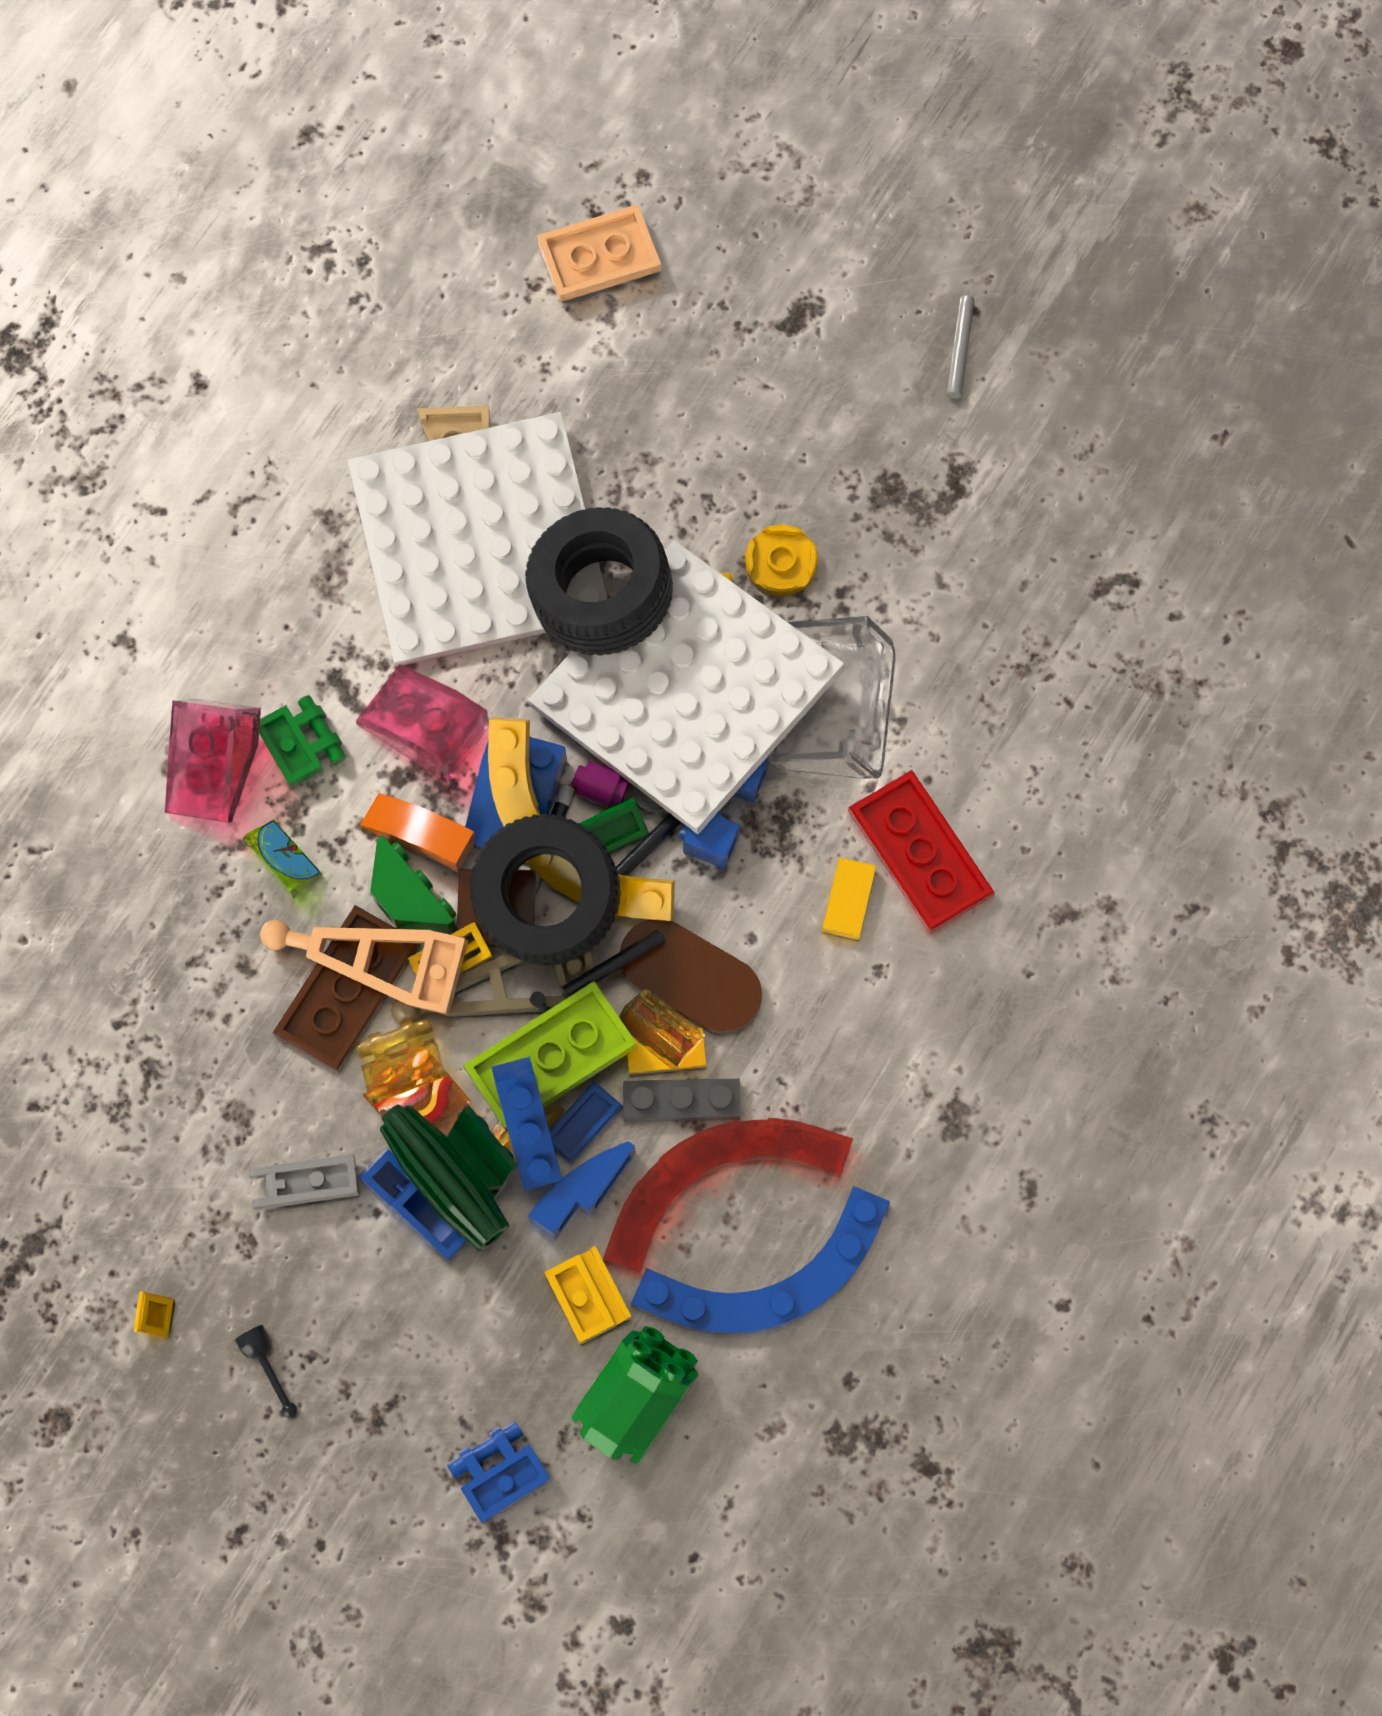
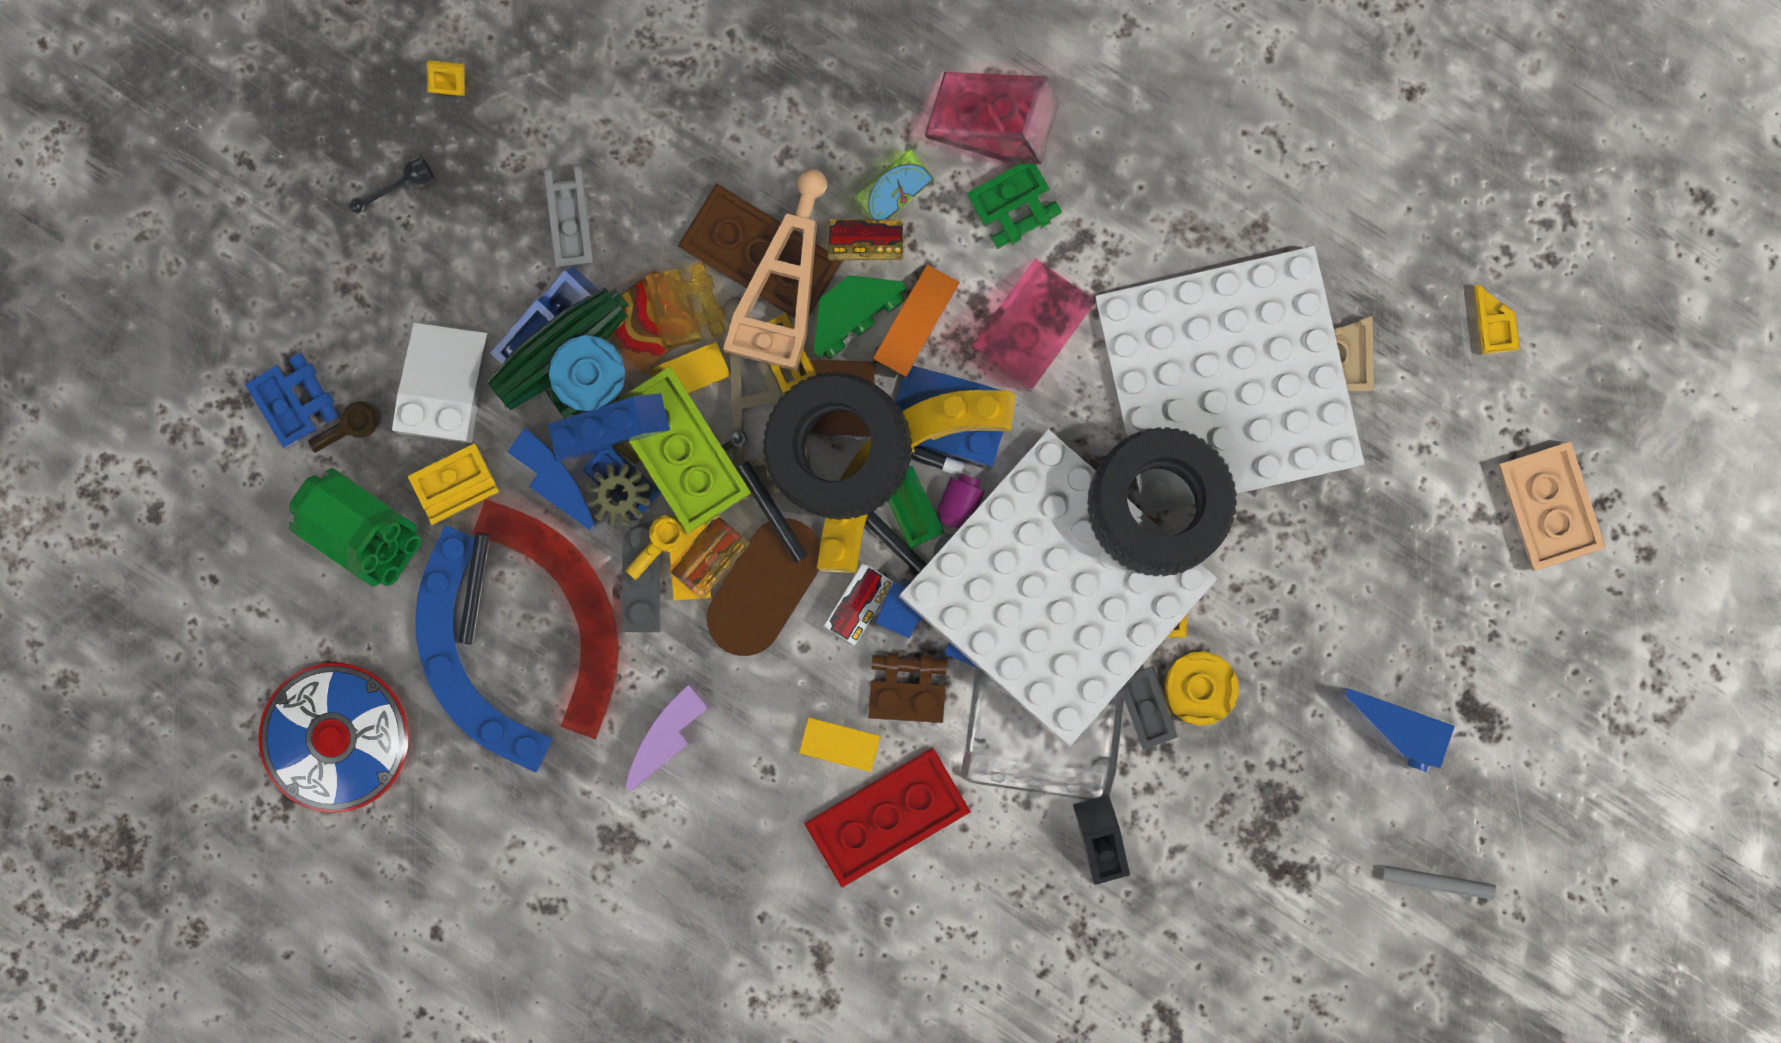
camera: 90 degrees right, 15 degrees up
(334, 881) = (865, 239): none -> slope
(424, 306) = (1495, 323): none -> yellow tile
(463, 1042) = (697, 368): none -> yellow tile
(469, 1139) = (586, 372): none -> dark azure tile
(481, 1311) = (440, 383): none -> white slope
(519, 1400) = (358, 420): none -> dark brown plate
(612, 1112) = (612, 484): none -> olive gear
(638, 1070) = (666, 536): none -> yellow plate
(697, 1269) = (474, 588): none -> black bar
(705, 884) = (858, 603): none -> slope
(802, 834) = (906, 700): none -> reddish brown plate
(806, 602) = (1149, 708): none -> dark grey plate
(816, 376) = (1407, 732): none -> blue slope
(847, 1068) = (665, 735): none -> lavender slope
(860, 1418) = (334, 737): none -> dish
(932, 644) = (1101, 839): none -> black slope

